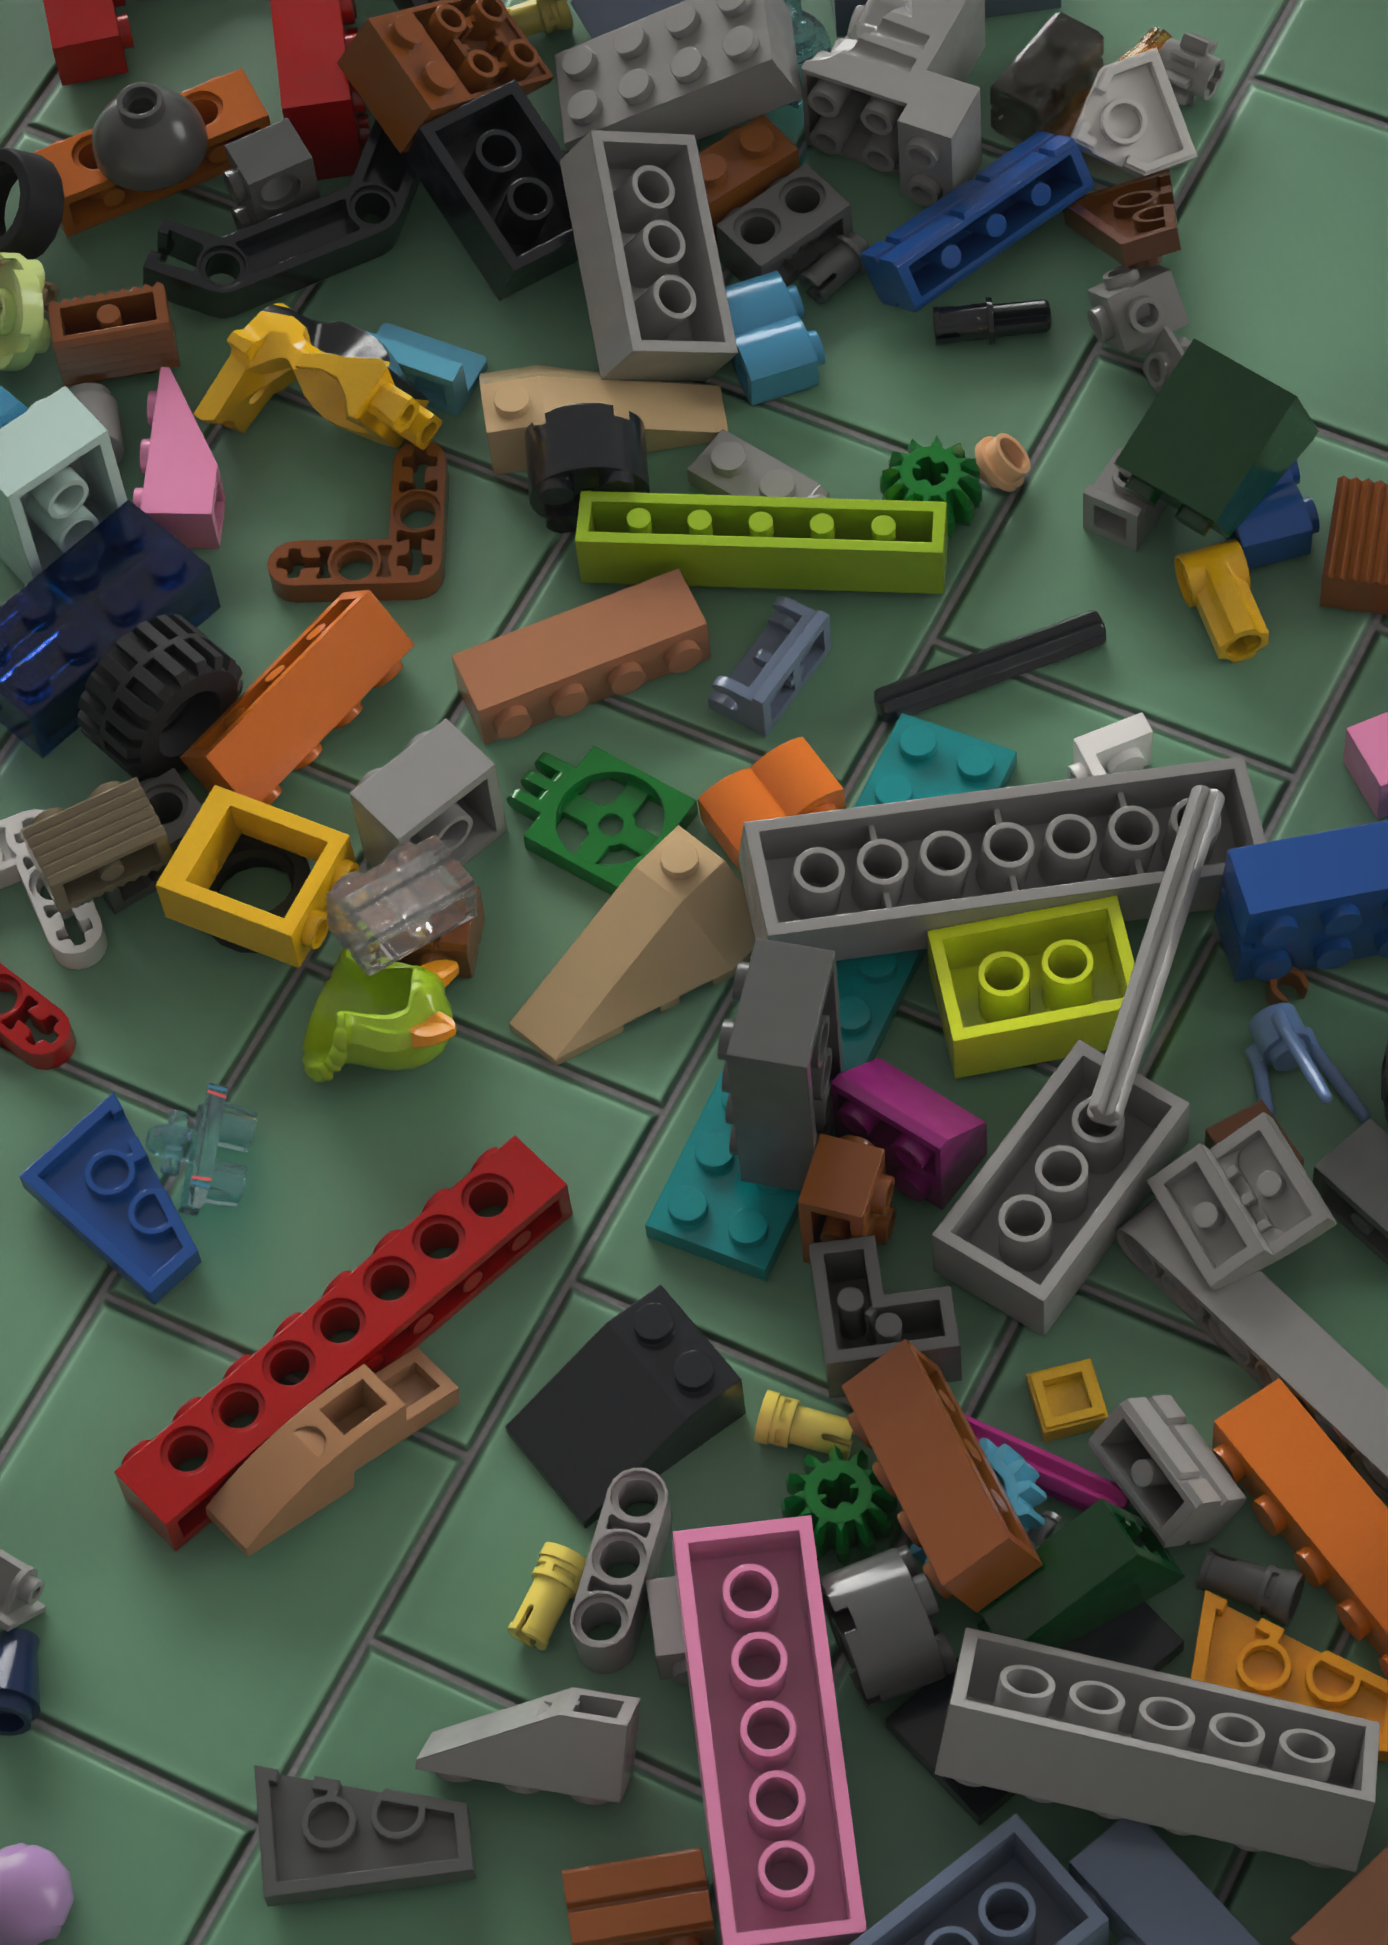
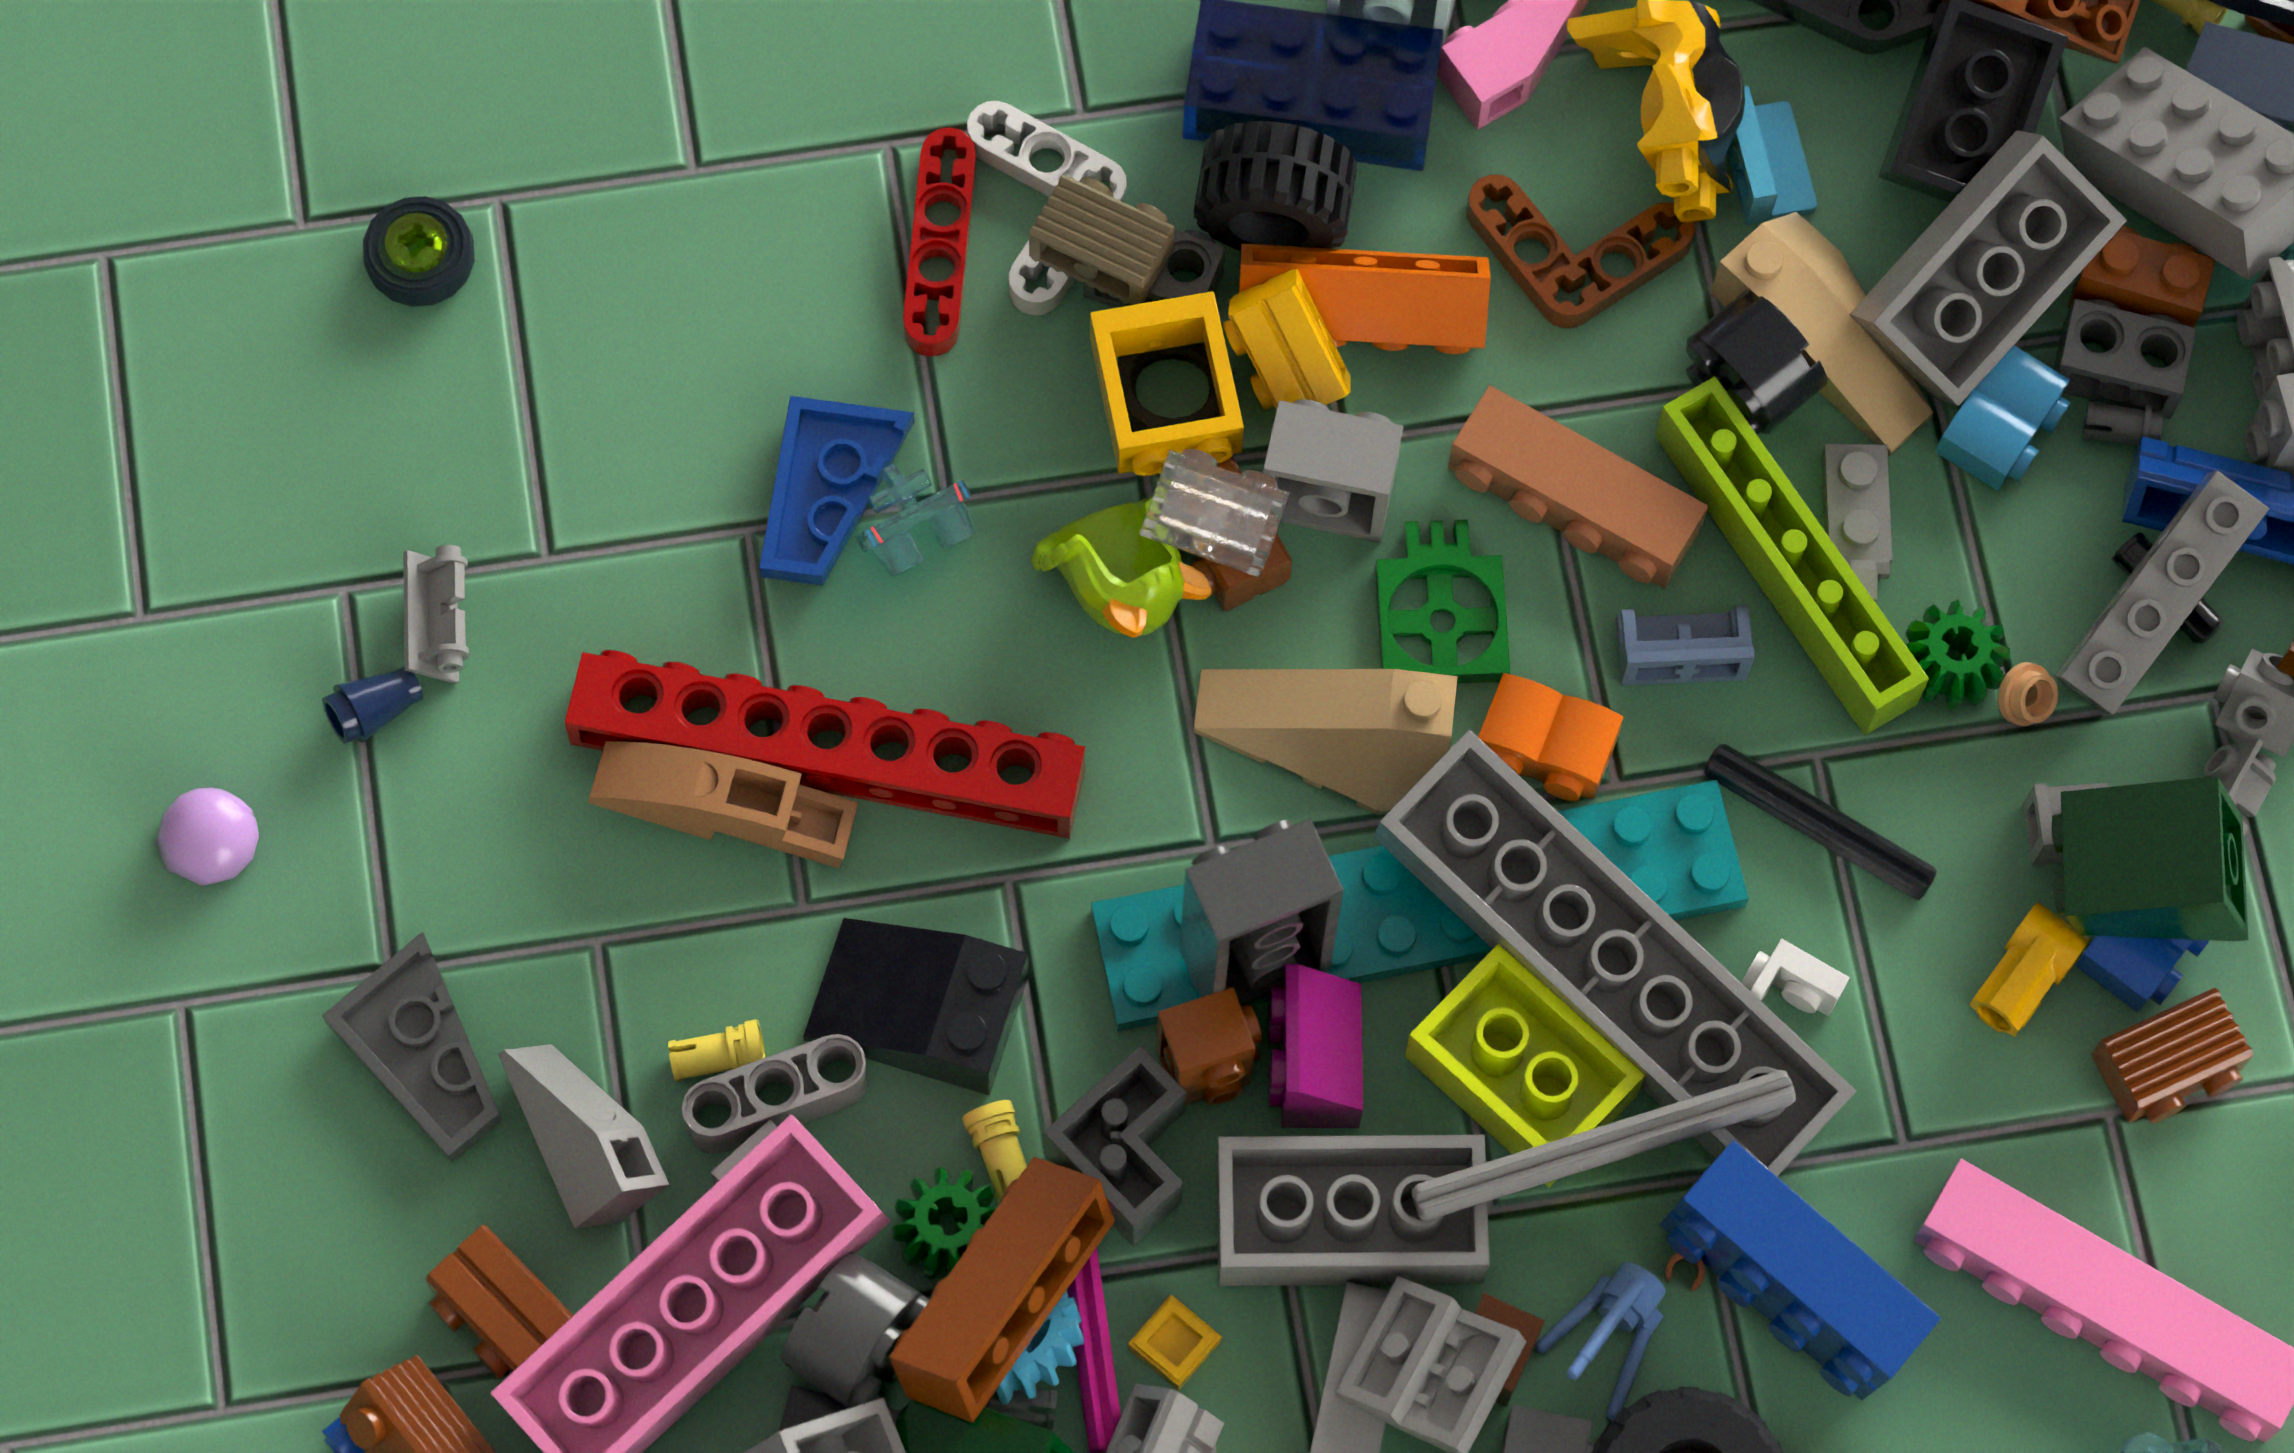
camera: 45 degrees right, 10 degrees up
(296, 770) = (1286, 343): none -> yellow brick
(1001, 310) = (2161, 592): none -> light grey brick

